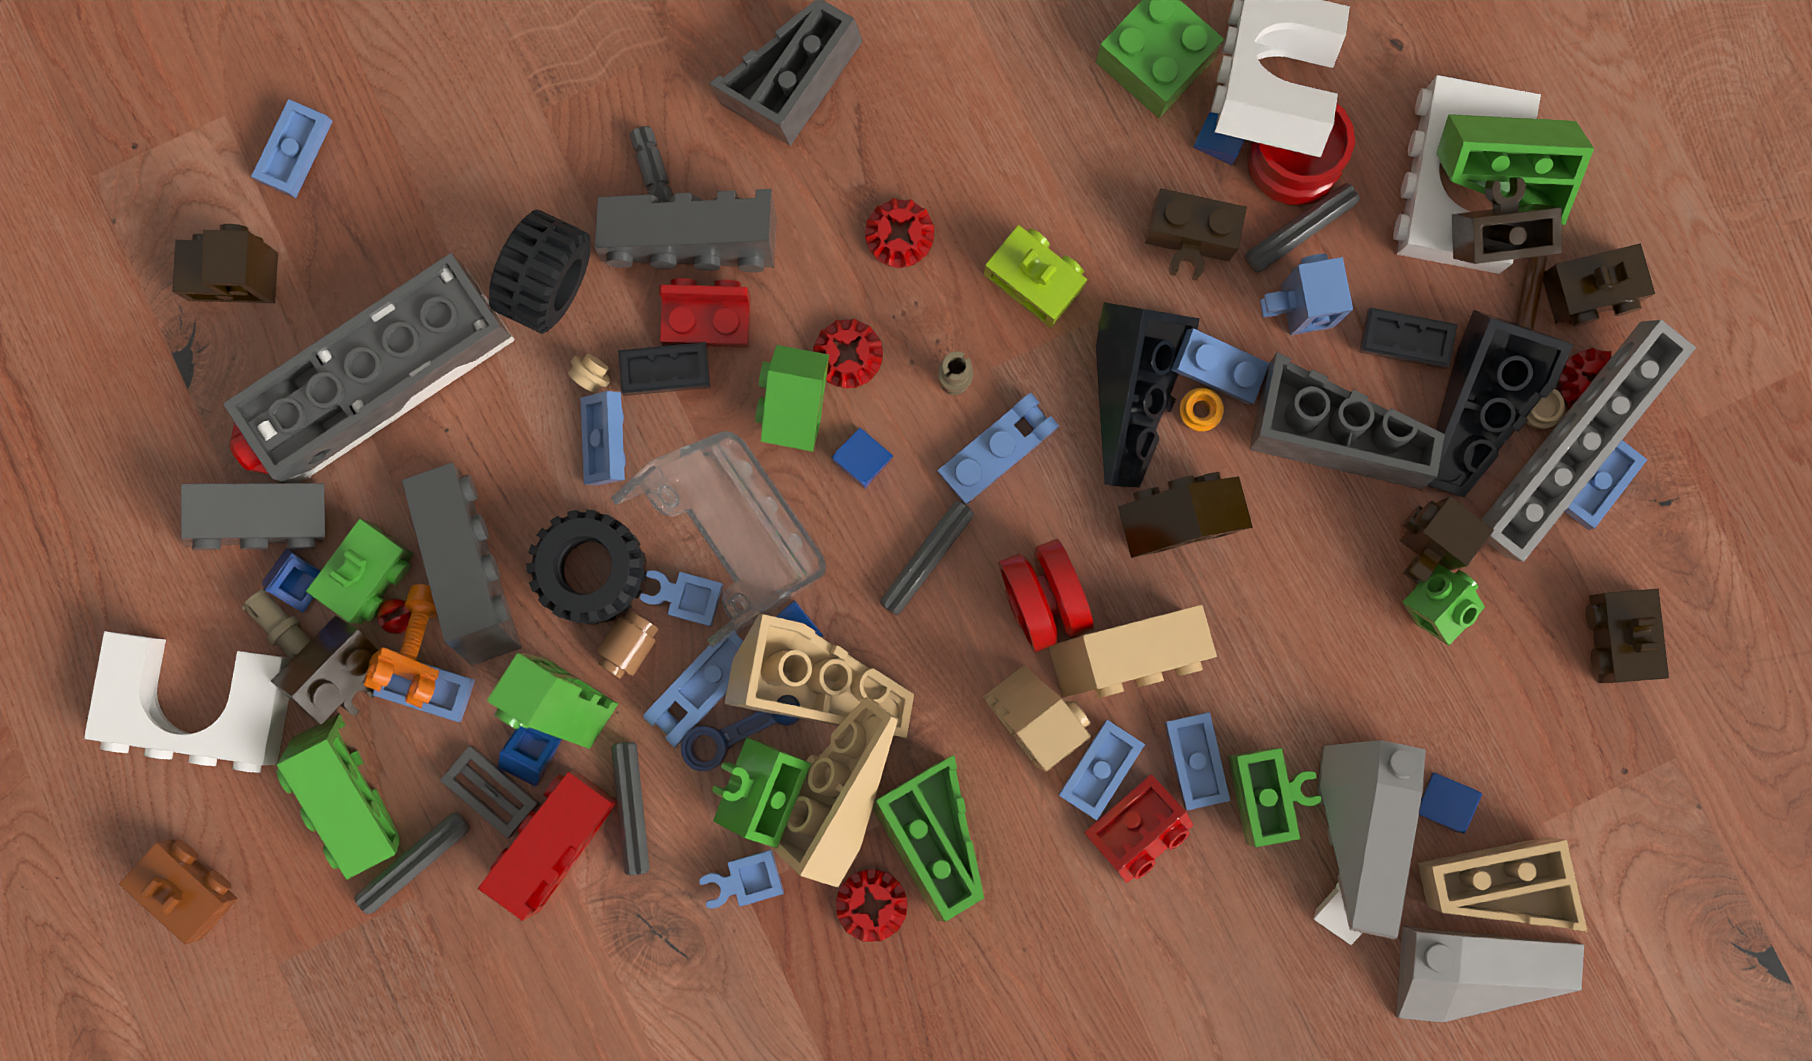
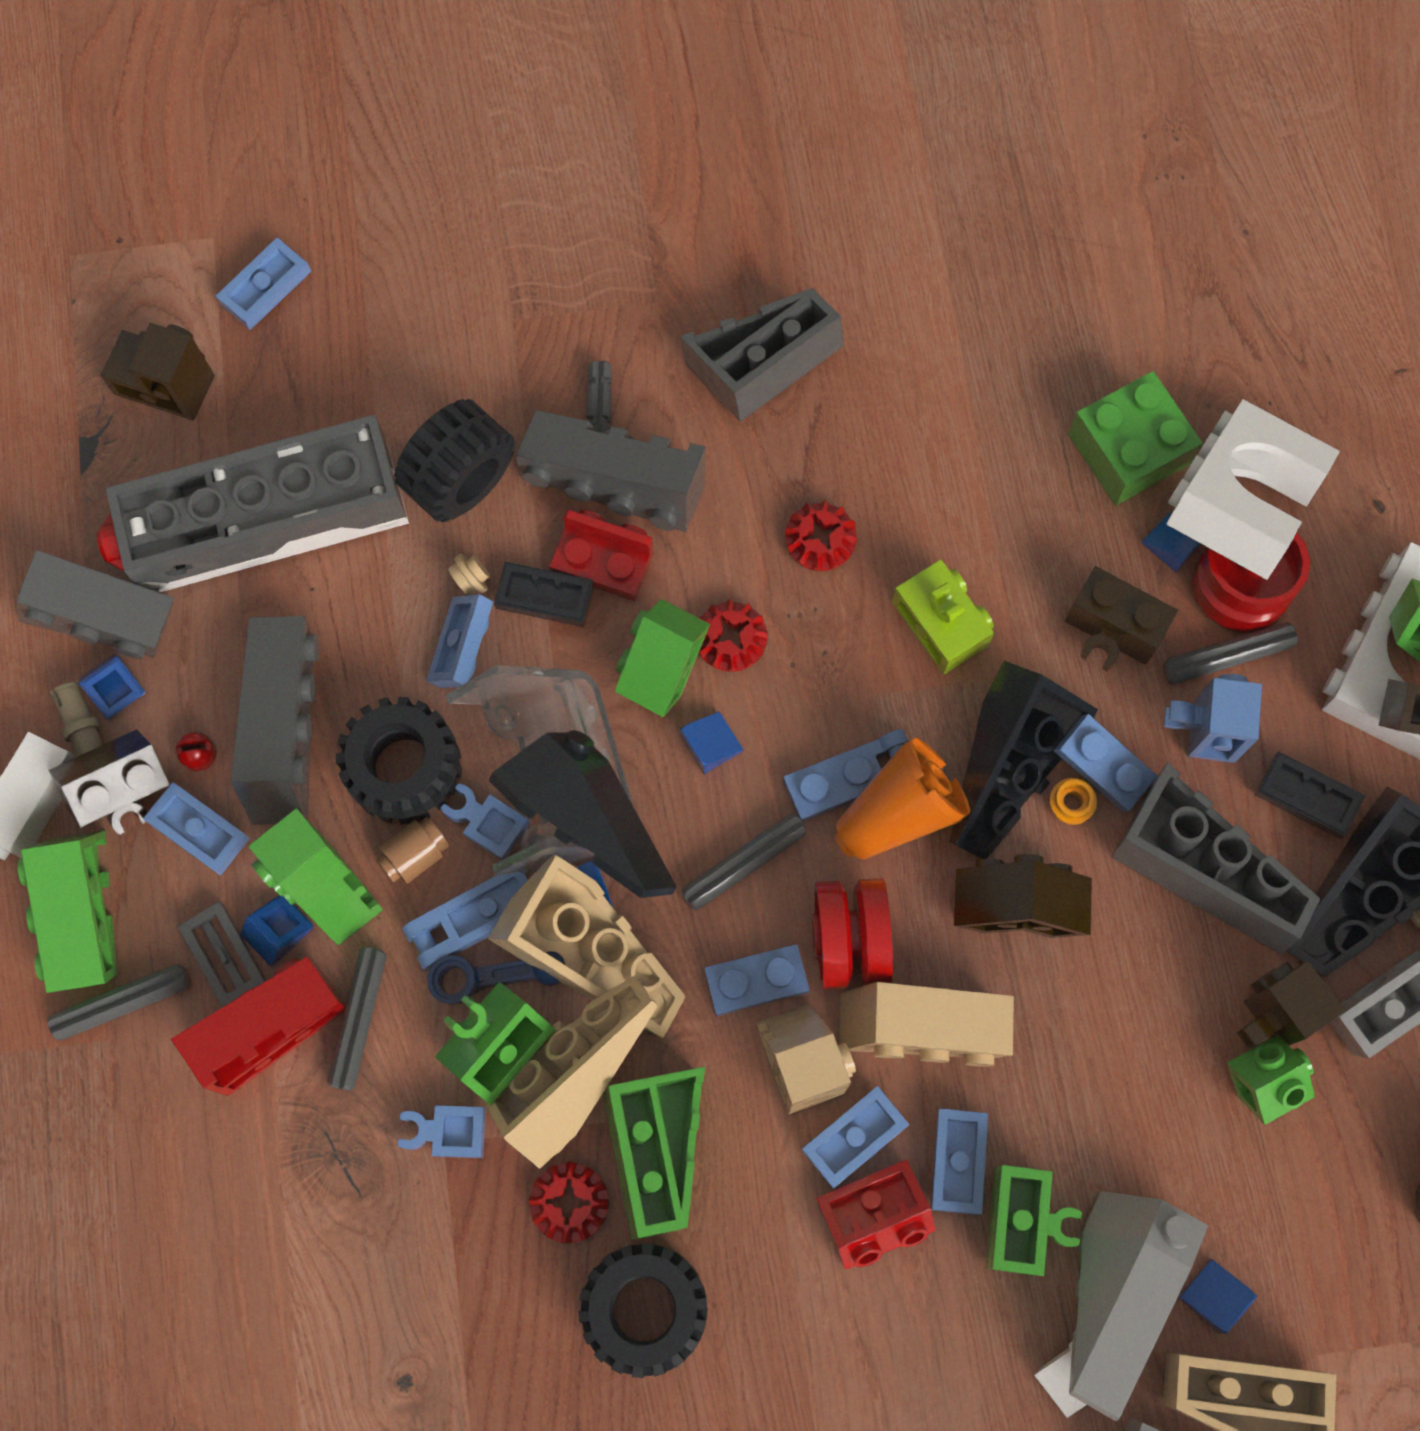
camera: 20 degrees right, 10 degrees down
(361, 573) = (177, 696): bright green brick -> none
(404, 664) = (185, 794): orange bar -> none
(764, 552) = (582, 796): none -> black wedge
(955, 363) = (831, 683): dark tan pin -> none
(972, 659) = (756, 980): none -> medium blue plate
(975, 1015) = (599, 1321): none -> black tyre
(1053, 464) = (902, 803): none -> orange cone

